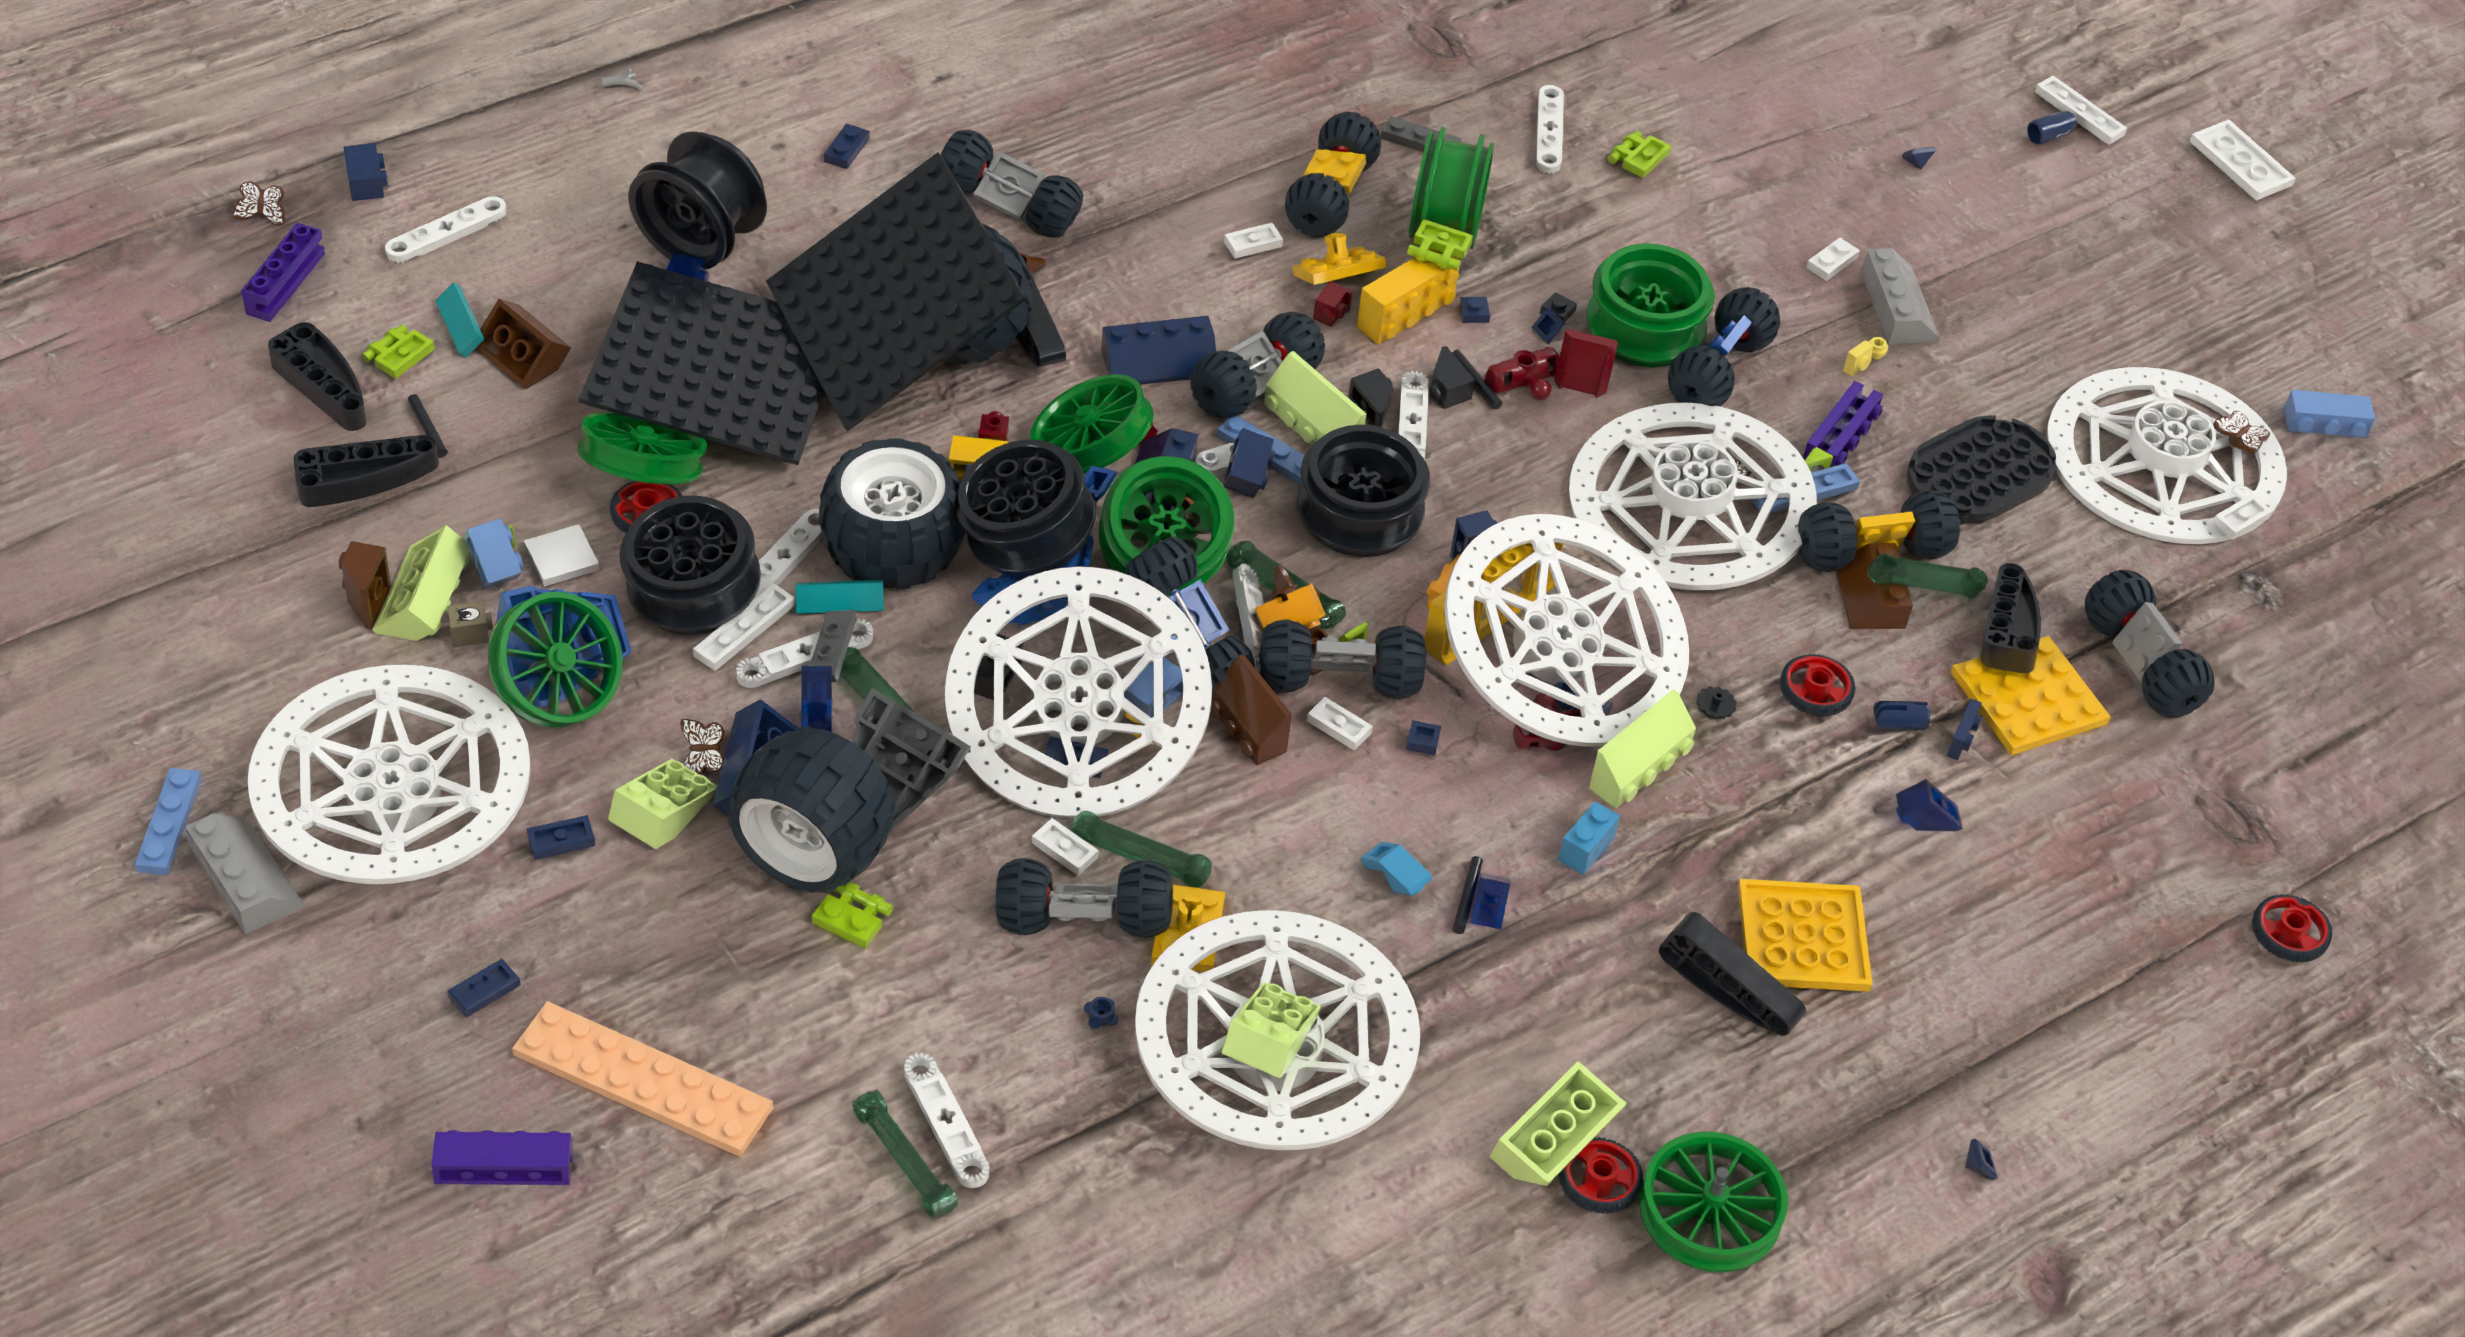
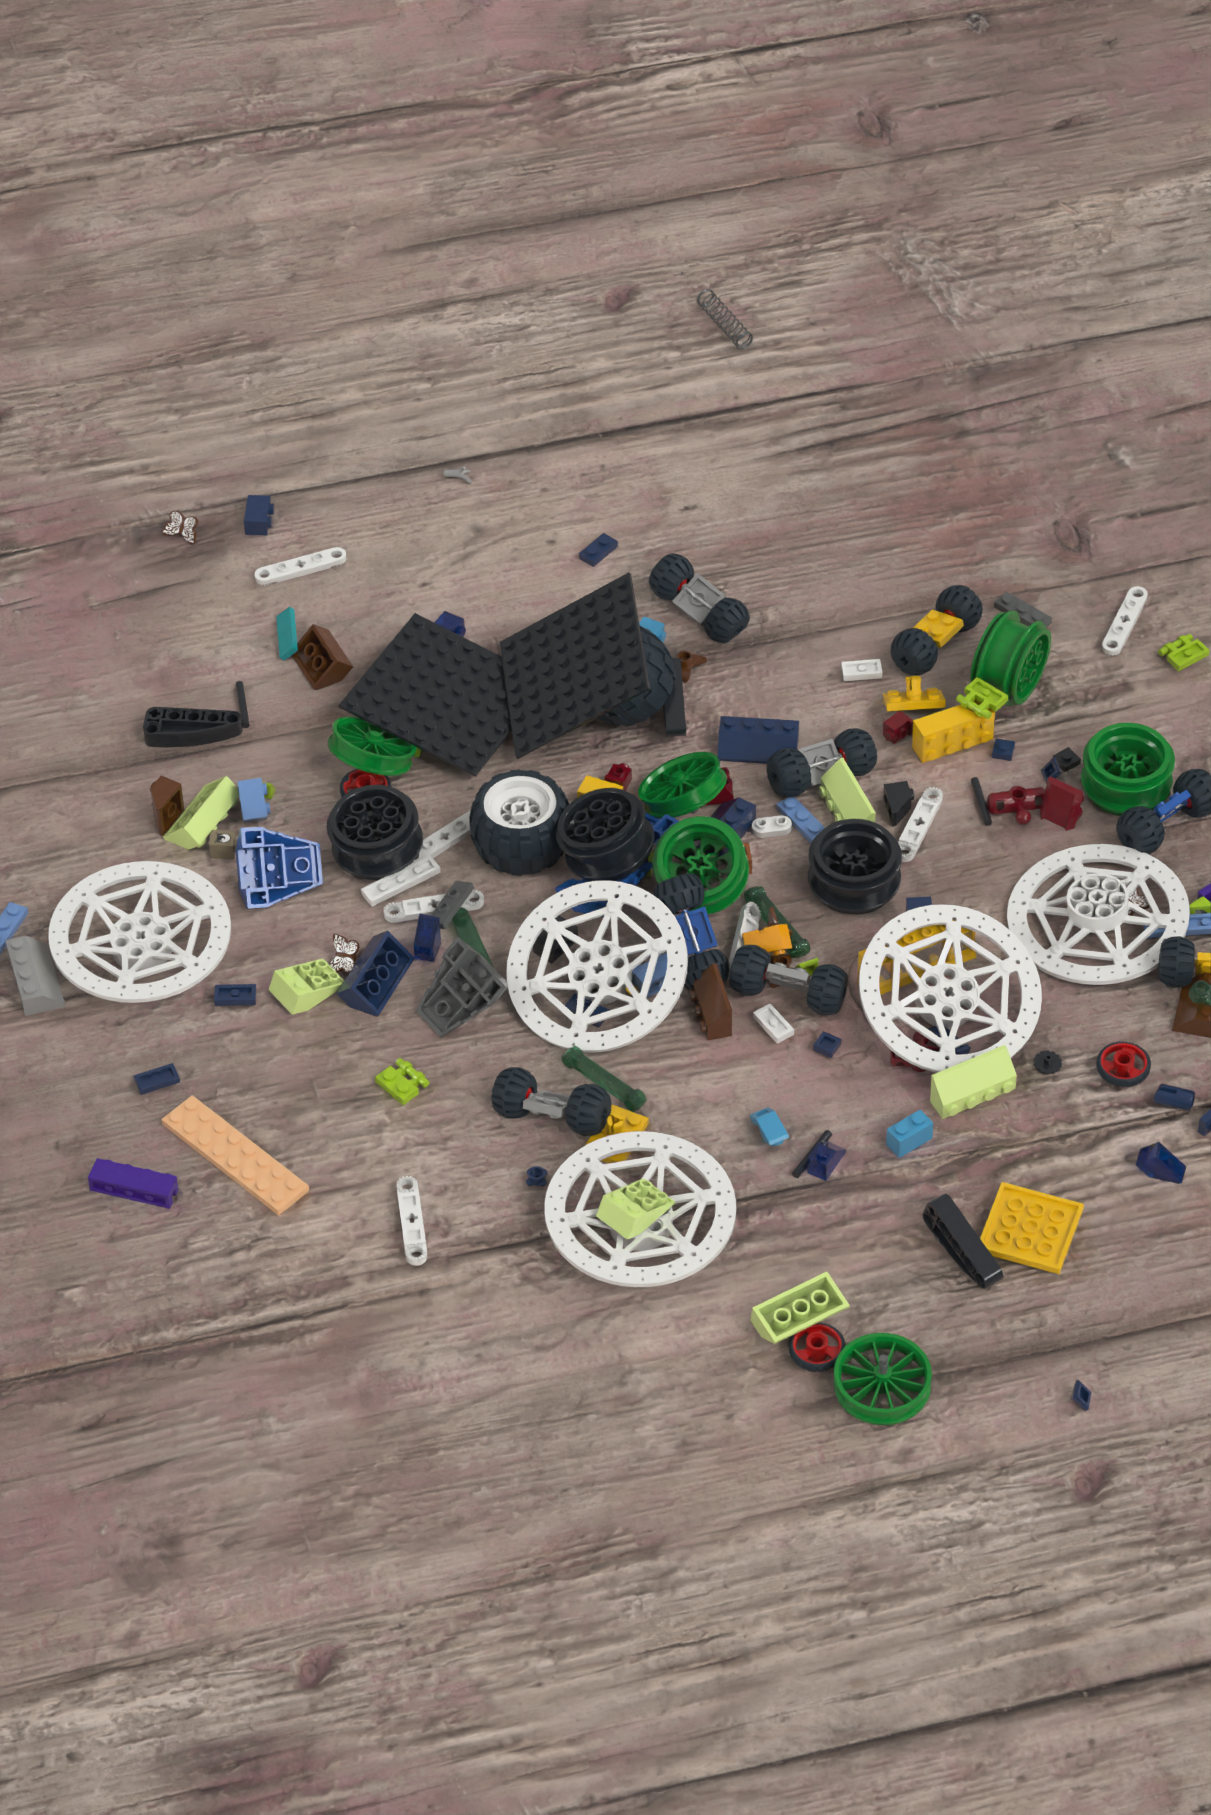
camera: 25 degrees right, 0 degrees up
(282, 272) = (181, 579): dark purple brick -> none
(319, 373) = (183, 655): black beam -> none
(403, 354) = (239, 648): lime plate -> none
(555, 659) = (265, 878): green wheel -> none
(561, 555) = (299, 809): white tile -> none
(698, 198) = (469, 575): black wheel -> none
(811, 809) = (388, 1007): black wheel -> none
(839, 595) = (470, 872): teal tile -> none
(936, 1198) = (387, 1266): clear green piece -> none
(1065, 846) = (555, 1067): white plate -> none
(1248, 463) = (784, 832): dark blue brick -> none
(1451, 380) = (958, 798): black slope -> none

